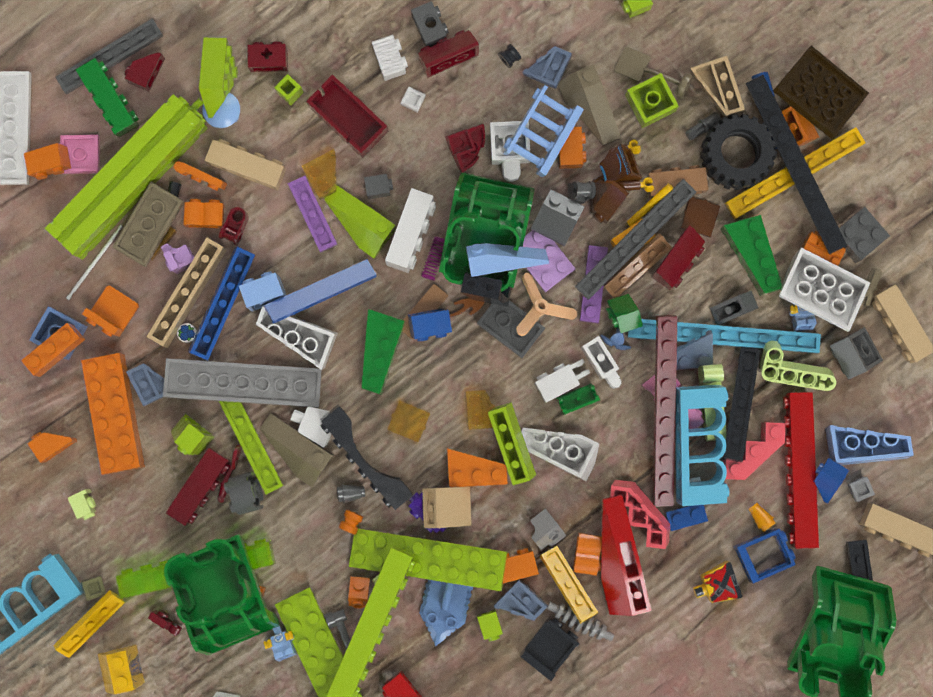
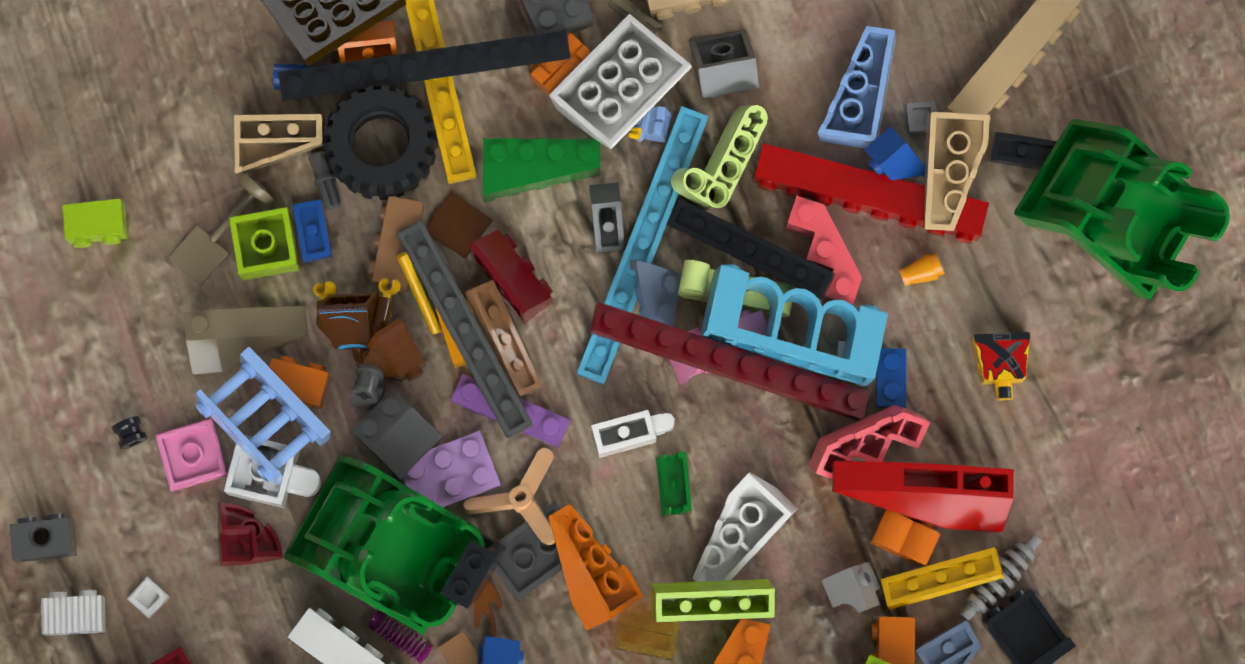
camera: 75 degrees left, 5 degrees down
(448, 53) = (95, 523): dark red slope -> none
(498, 258) = (434, 540): light blue wedge -> none
(504, 366) = (593, 578): none -> orange wedge
(507, 98) = (191, 454): none -> bright pink tile
(550, 67) = (165, 378): sand blue wing -> none
(559, 381) = (640, 503): white hinge -> none
(617, 340) = (602, 398): medium blue plant -> none
(624, 313) = (568, 378): green brick -> none
(669, 128) = (312, 231): none -> blue plate
(747, 564) = (981, 311): blue window -> none
(842, 516) = (951, 162): none -> tan wedge

